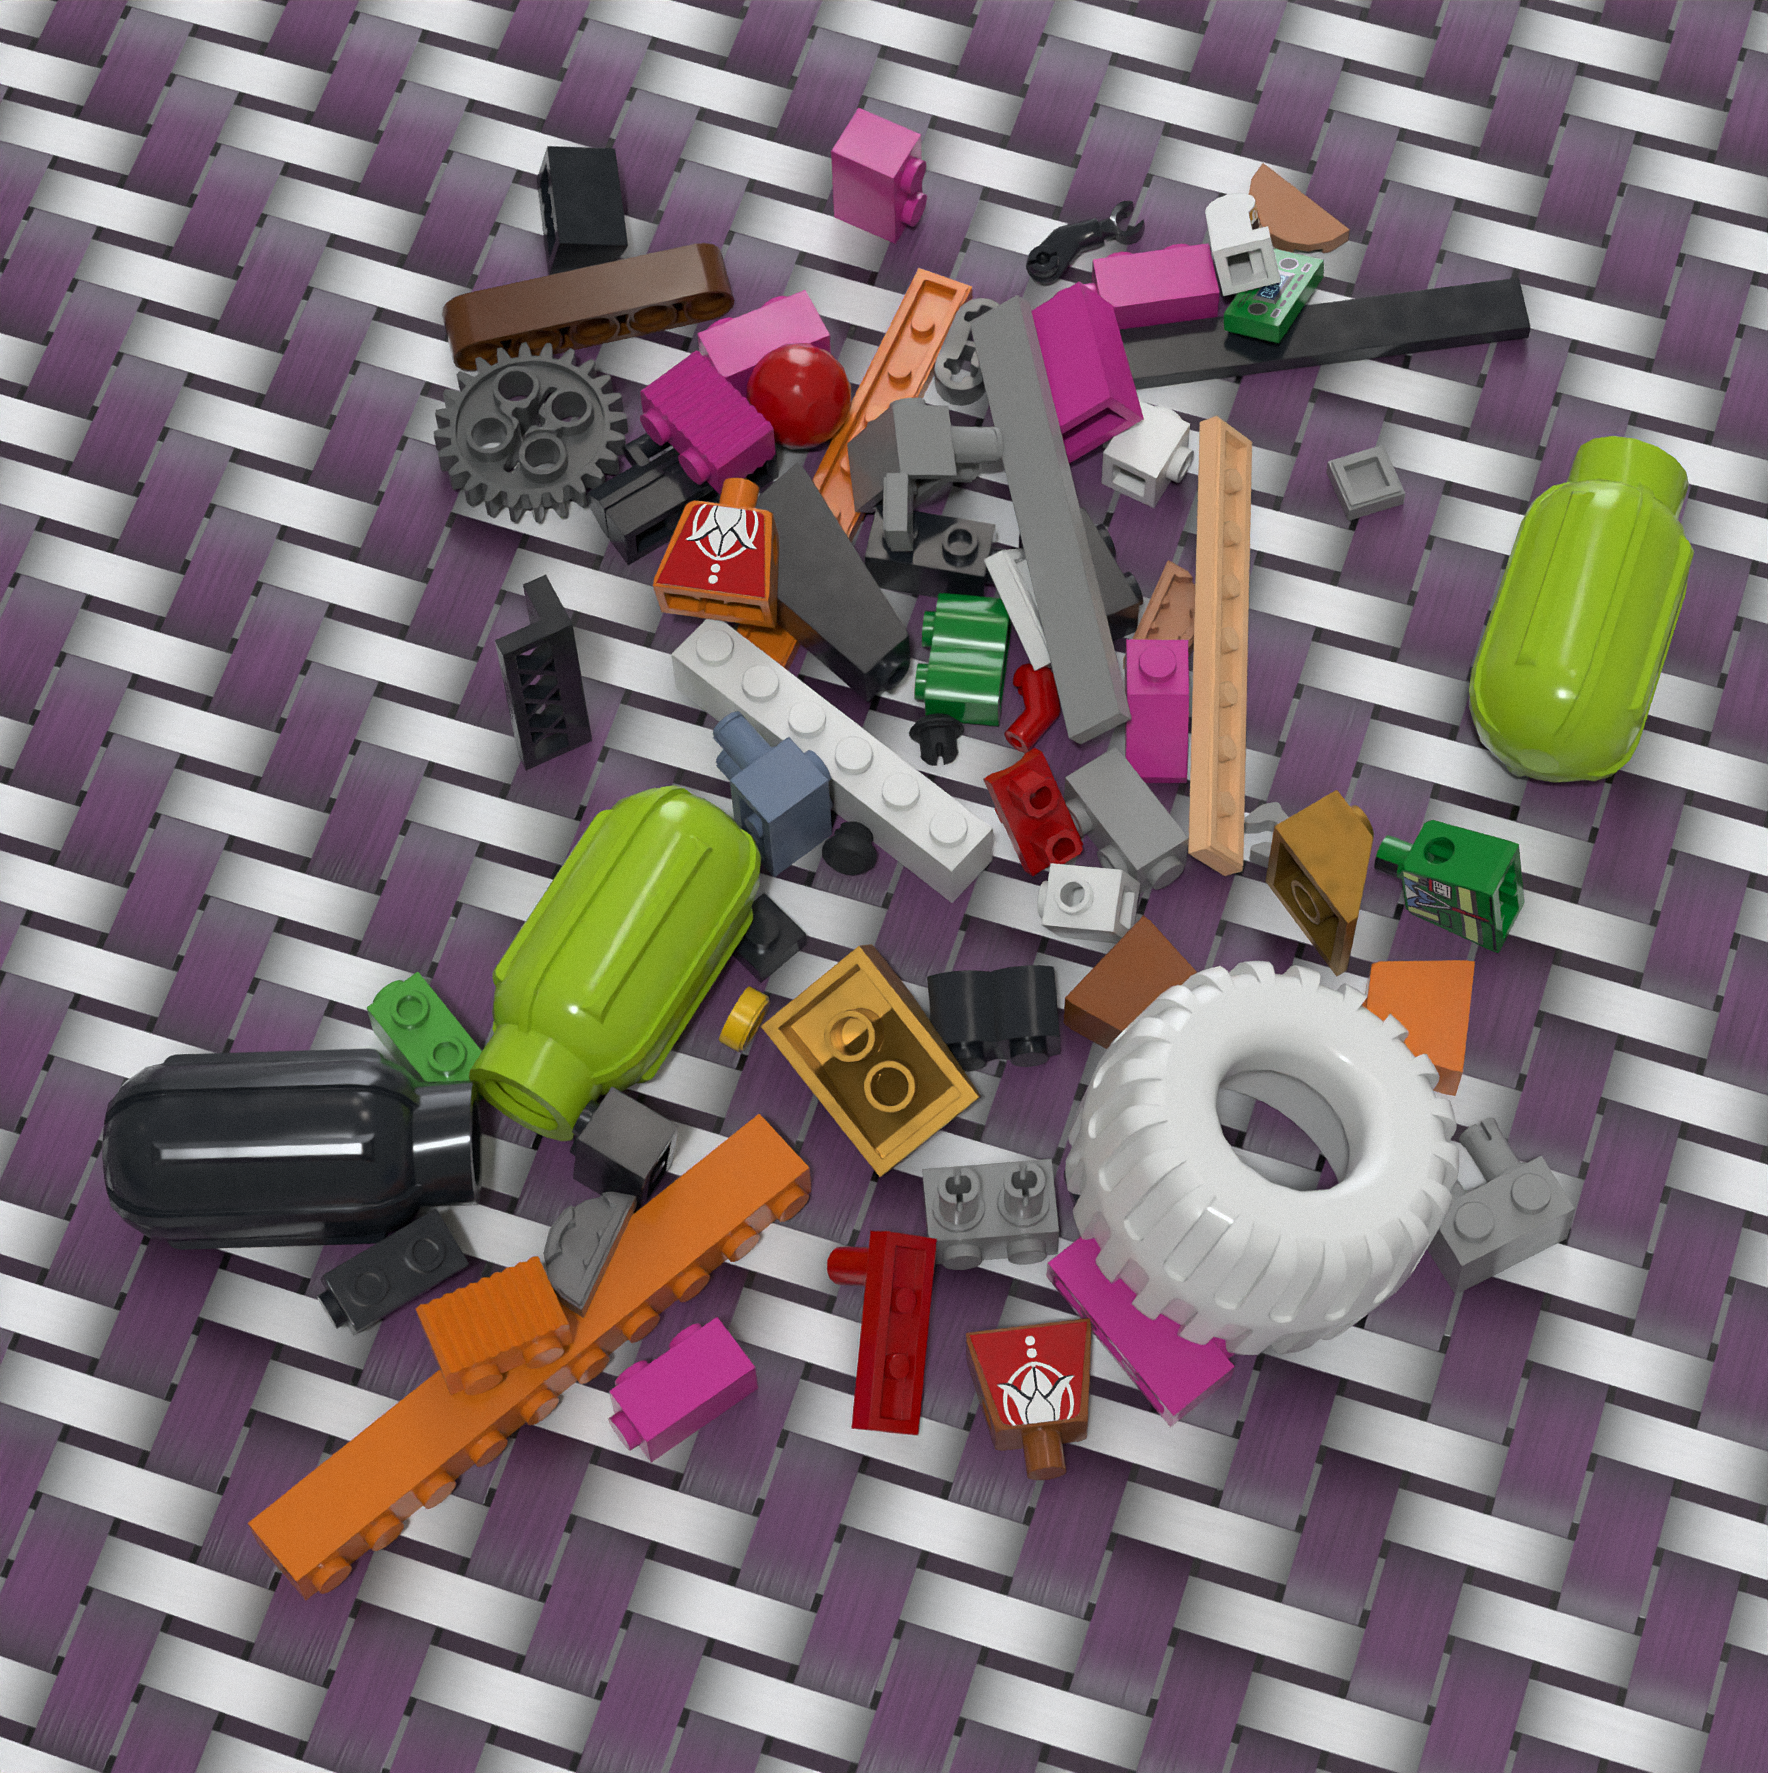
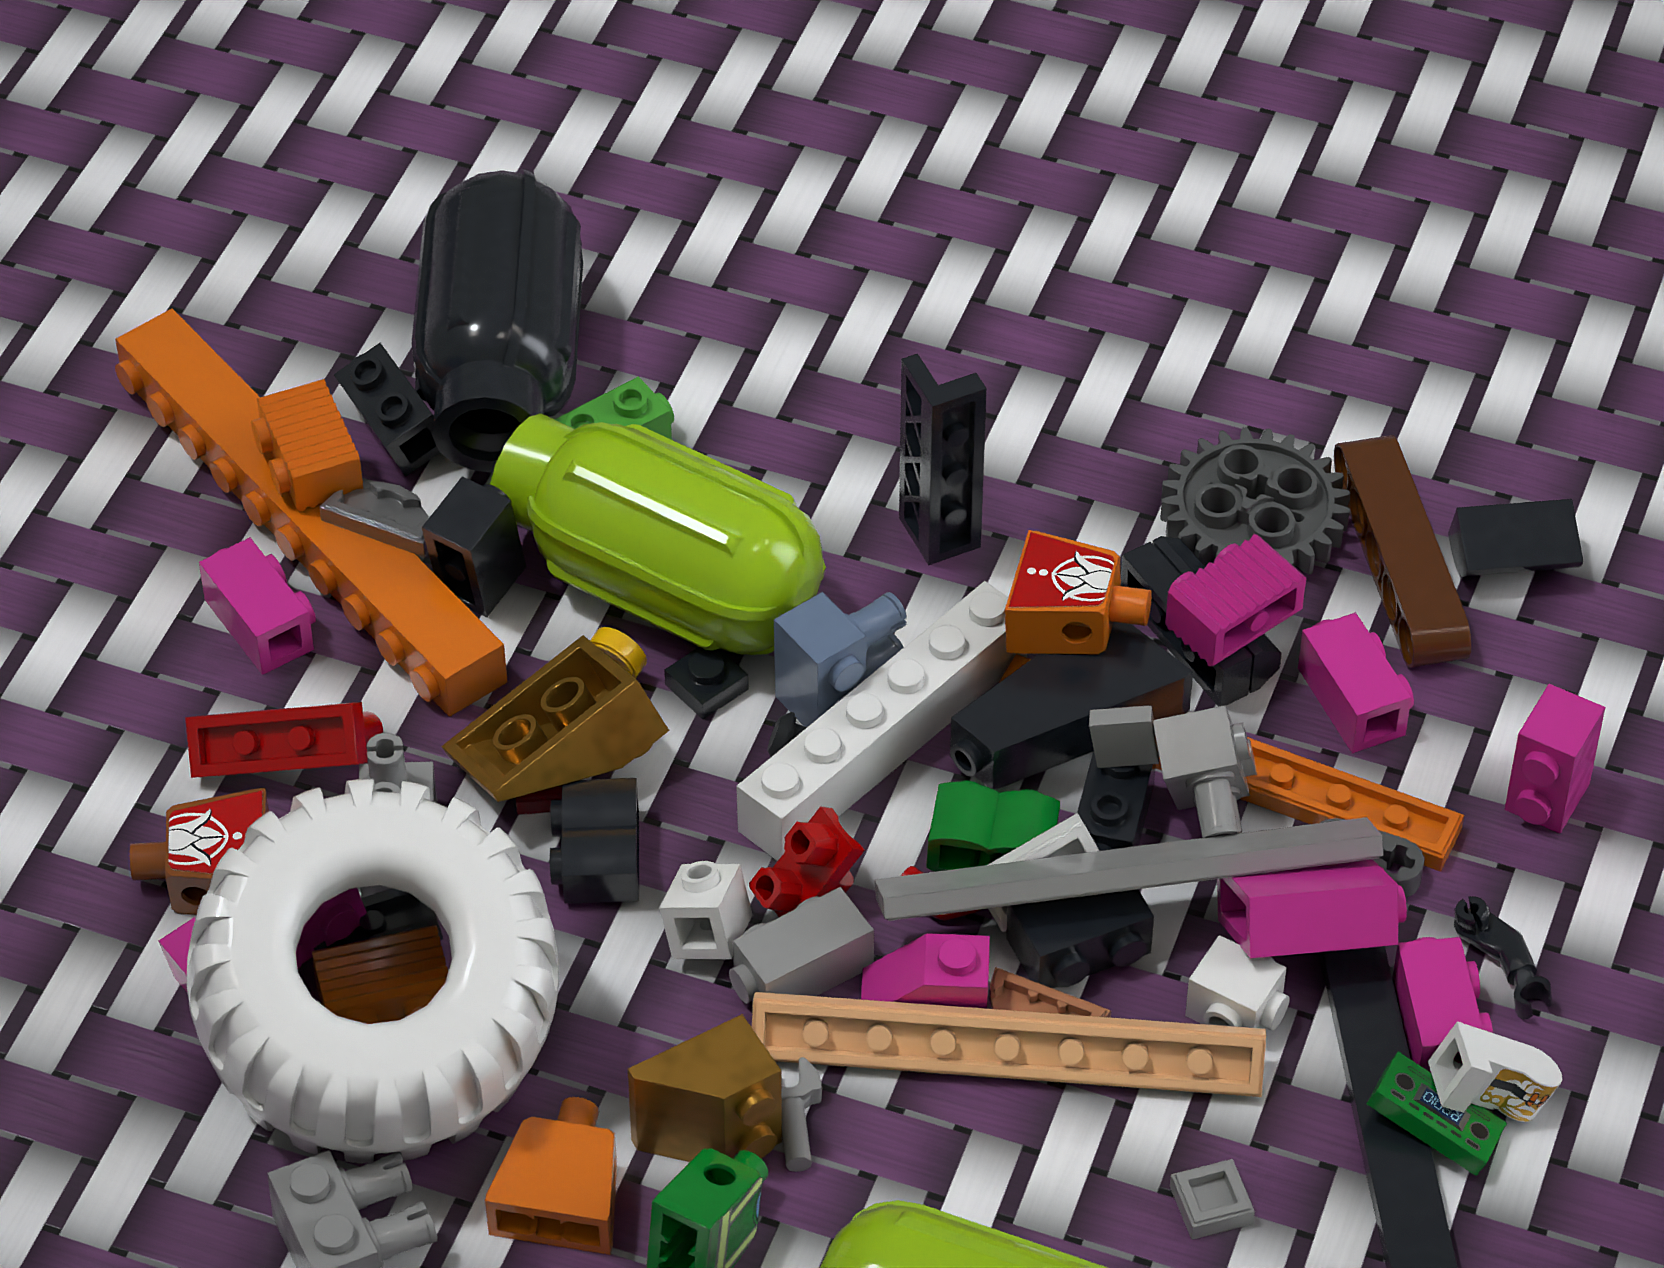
camera: 90 degrees right, 15 degrees down
(800, 394) = (1288, 694): red piece -> none
(937, 737) = (909, 813): black piece -> none
(1124, 983) = (612, 957): dark orange torso -> none
(1292, 216) = (1553, 1146): nougat tile -> none

